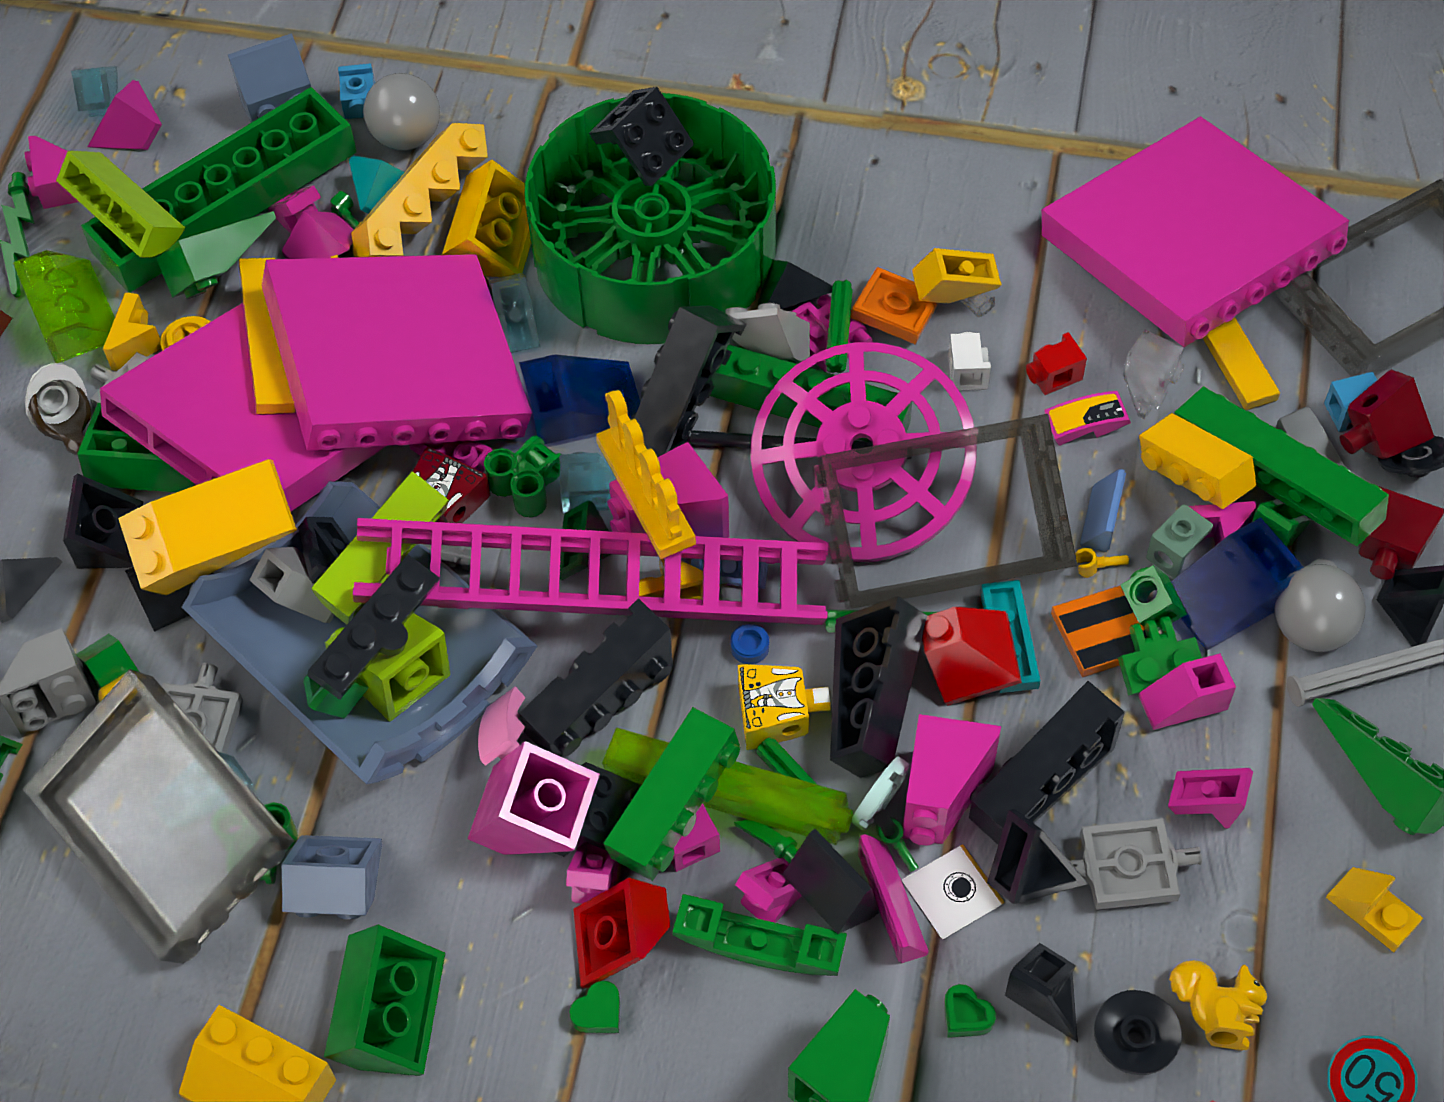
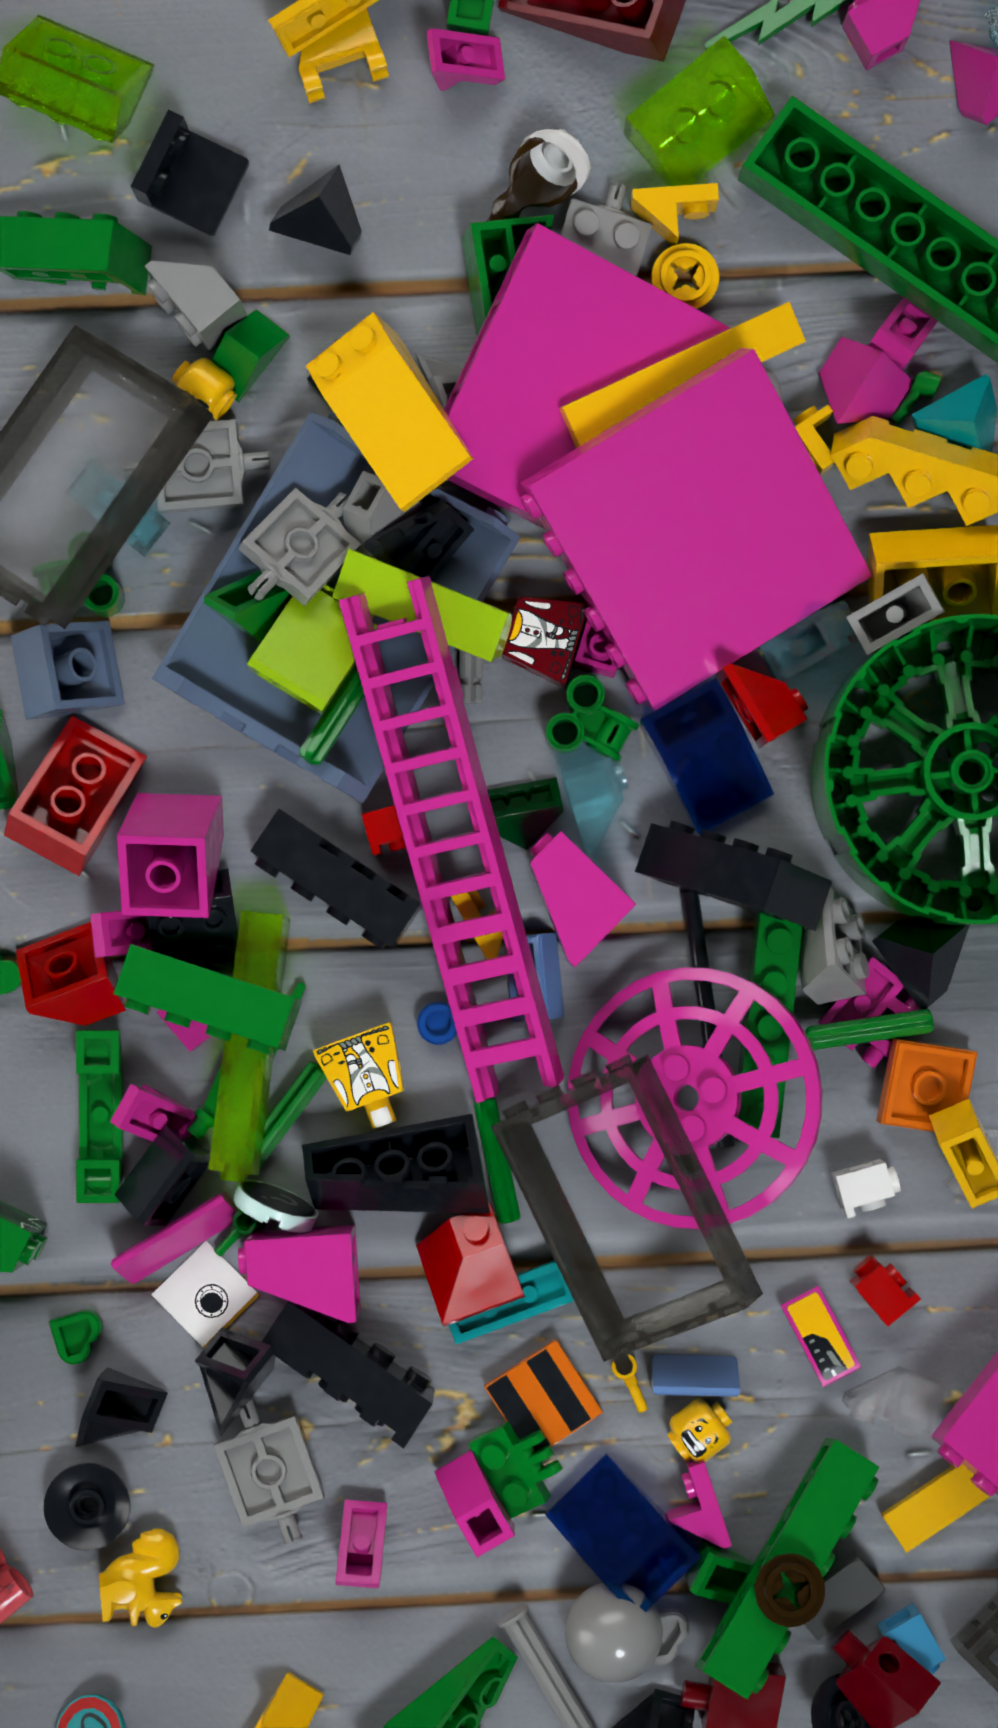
camera: 75 degrees right, 30 degrees up
(93, 525) = (412, 278): black slope -> none
(119, 203) = (826, 131): lime brick -> none
(199, 260) = (796, 268): green slope -> none
(293, 633) = (298, 546): none -> light grey plate
(374, 628) = (299, 639): black hinge -> none
(454, 894) = (74, 795): none -> red slope
(461, 648) = (333, 719): none -> green axle
(500, 727) = (256, 790): bright pink slope -> none
(512, 233) = (895, 614): none -> light grey slope
(556, 337) = (762, 703): none -> red slope
(565, 638) = (383, 829): none -> red brick
(641, 480) = (557, 874): yellow fence -> none
(1148, 511) = (700, 1430): none -> yellow head
(1164, 604) = (569, 1441): green brick -> none
(1177, 539) = (667, 1469): sand green bracket -> none
(1197, 460) = (770, 1473): yellow brick -> none
(1306, 440) = (808, 1597): none -> dark brown gear

